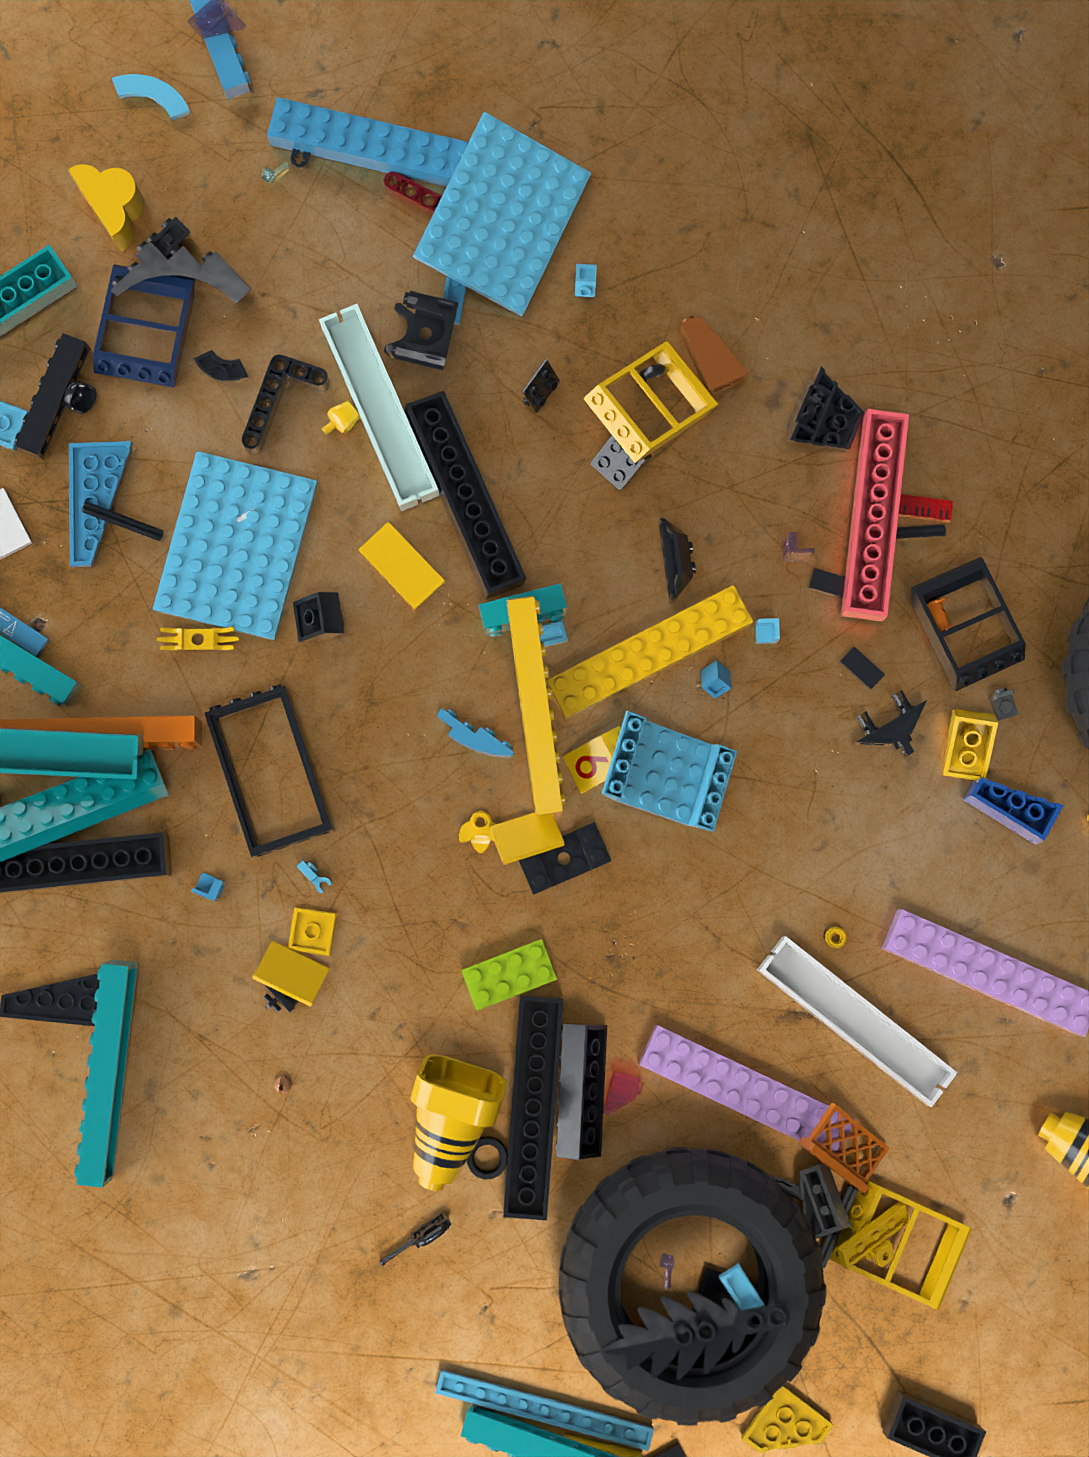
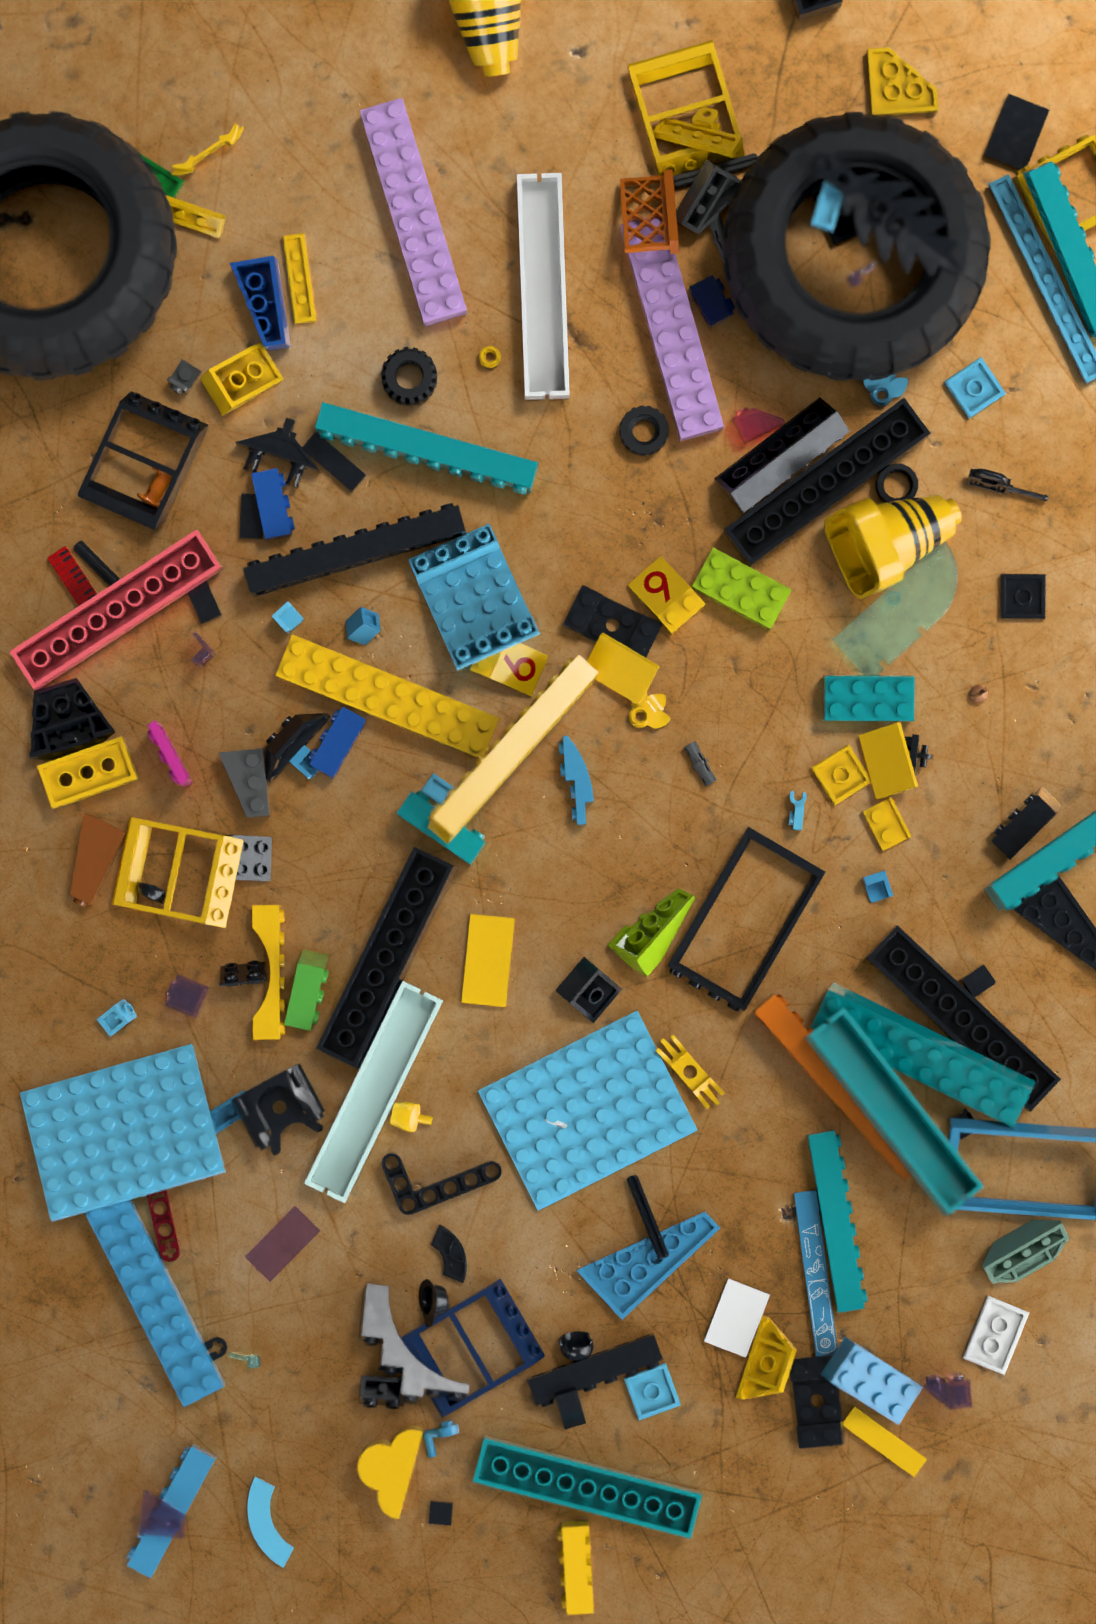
camera: 130 degrees left, 5 degrees up
(41, 356) = (570, 1407): none -> black slope
(52, 212) = (440, 1512): none -> black tile
(77, 900) = (978, 980): none -> black panel
(104, 259) = (446, 1429): none -> dark azure plate
(157, 1036) = (1026, 822): none -> black wedge
(197, 326) = (432, 1301): none -> black piece
(248, 933) = (886, 823): none -> yellow plate
(316, 690) = (648, 939): none -> lime wedge
(325, 1180) = (1022, 596): none -> black tile
(331, 262) = (282, 1243): none -> piece
(349, 999) = (868, 697): none -> teal brick
(391, 1067) = (893, 618): none -> clear light blue door
(409, 835) = (700, 763): none -> dark grey pin
(491, 422) = (307, 990): none -> bright green wedge
(509, 1281) = (974, 387): none -> medium azure tile
(551, 916) = (666, 595): none -> yellow slope
(558, 337) = (187, 995): none -> clear purple head
(559, 433) = (267, 924): none -> yellow arch
(562, 1217) = (891, 386): none -> medium azure plate
(648, 589) = (336, 742): none -> blue brick
(651, 557) = (302, 763): none -> dark azure panel
(675, 505) = (249, 780): none -> dark grey wedge
(698, 1015) = (644, 413): none -> black tyre
(740, 462) = (168, 754): none -> dark pink plate
(740, 1137) = (711, 301): none -> clear blue brick
(776, 715) = (355, 550): none -> black brick
(780, 412) = (75, 763): none -> yellow brick
(810, 831) = (426, 447): none -> teal piece
(852, 759) = (334, 462): none -> black tile
(858, 689) = (272, 504): none -> blue brick
(888, 861) = (404, 357): none -> black tyre
(1008, 848) = (299, 278): none -> yellow tile

